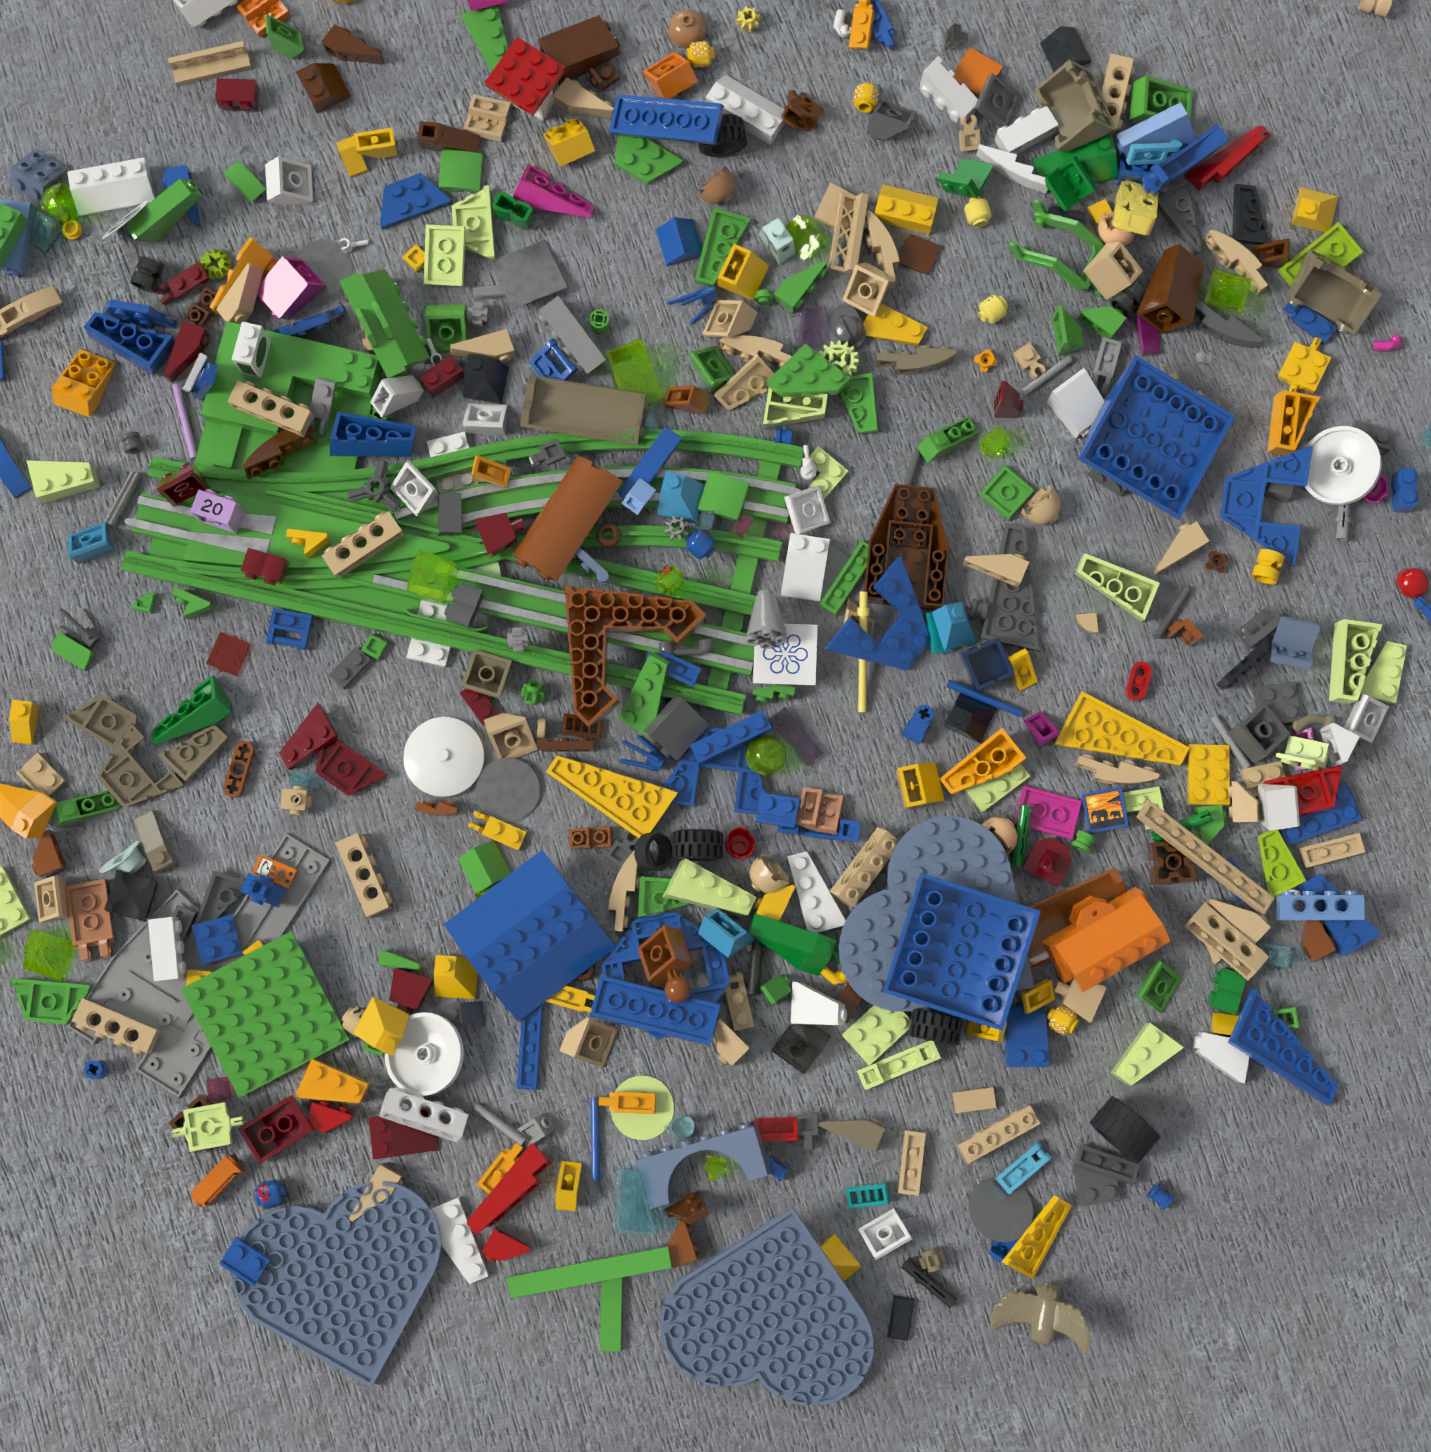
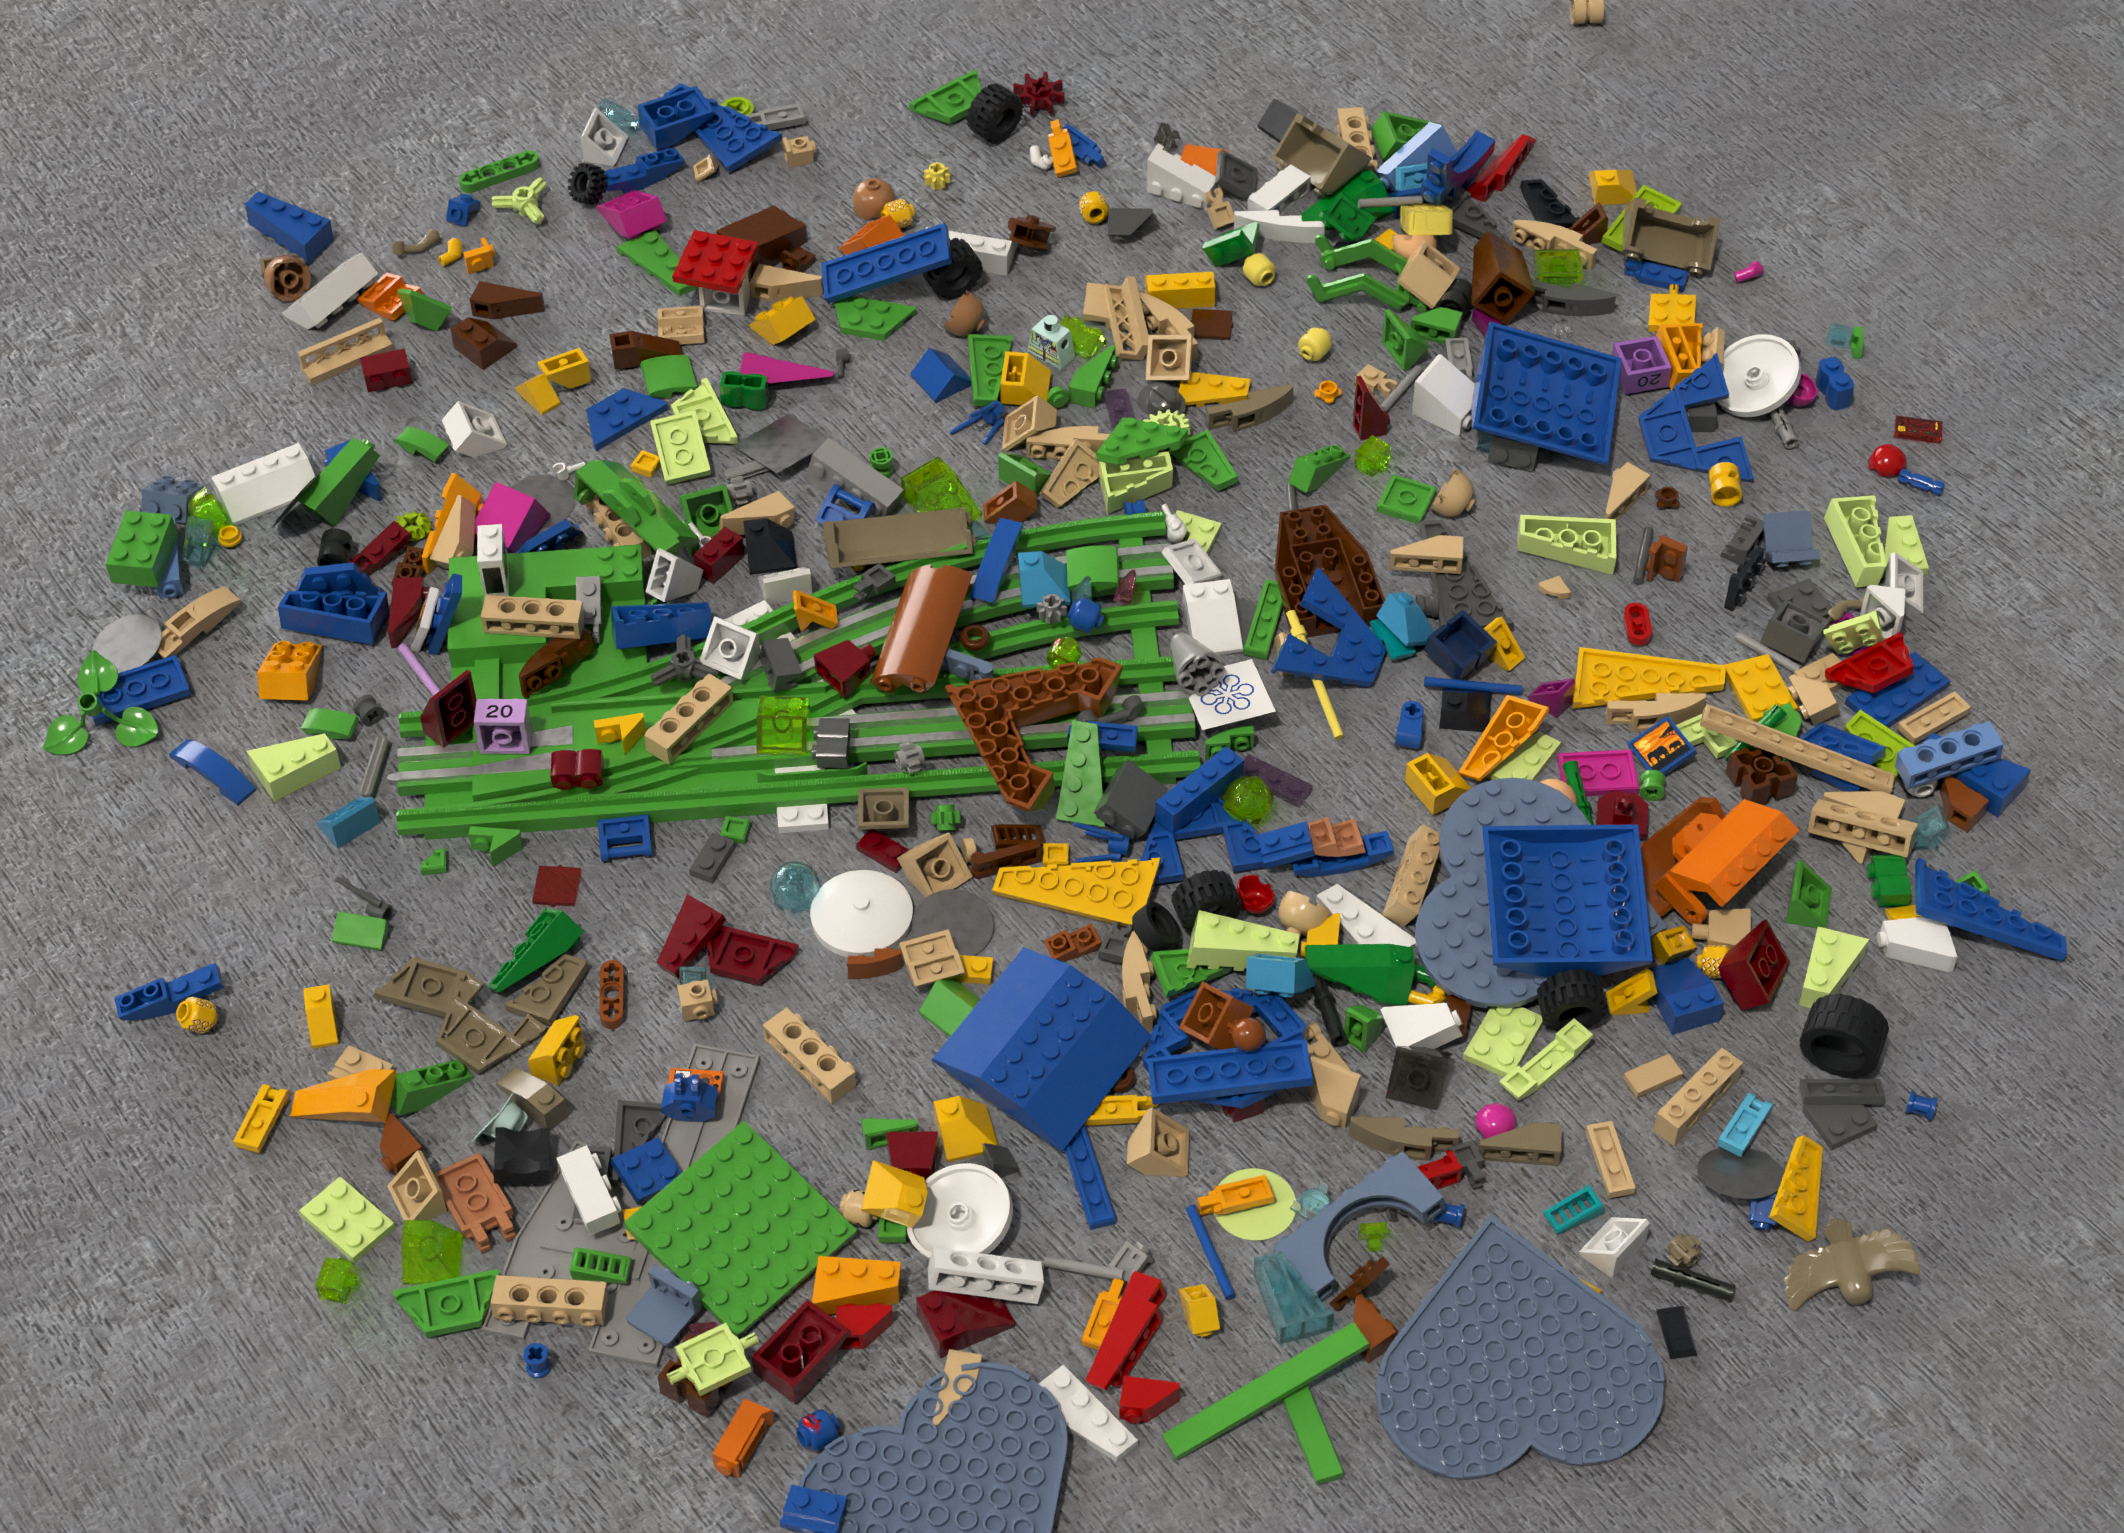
camera: 20 degrees left, 30 degrees down
(99, 446) = (332, 722): none -> bright green slope
(145, 998) = (590, 1256): none -> bright green slope
(182, 812) = (558, 1050): none -> yellow slope
(193, 1060) = (665, 1306): none -> sand blue bracket
(401, 717) = (794, 886): none -> clear light blue cylinder
(478, 823) = (931, 958): none -> tan slope
(606, 193) = (841, 356): none -> dark grey hand
(606, 751) = (1055, 854): none -> yellow tile
(638, 496) = (995, 588): light blue panel -> none
(760, 1088) = (1392, 1137): none -> dark tan slope
(841, 1102) = (1494, 1120): none -> dark pink hair
(1087, 1040) = (1754, 967): none -> dark red slope
(1112, 178) = (1391, 201): none -> light grey bar
(1244, 854) = (1845, 743): none -> blue wing
(1252, 420) = (1642, 365): none -> medium lavender brick
(1278, 806) = (1852, 683): white slope -> none
(1317, 426) = (1712, 344): none -> tan plate

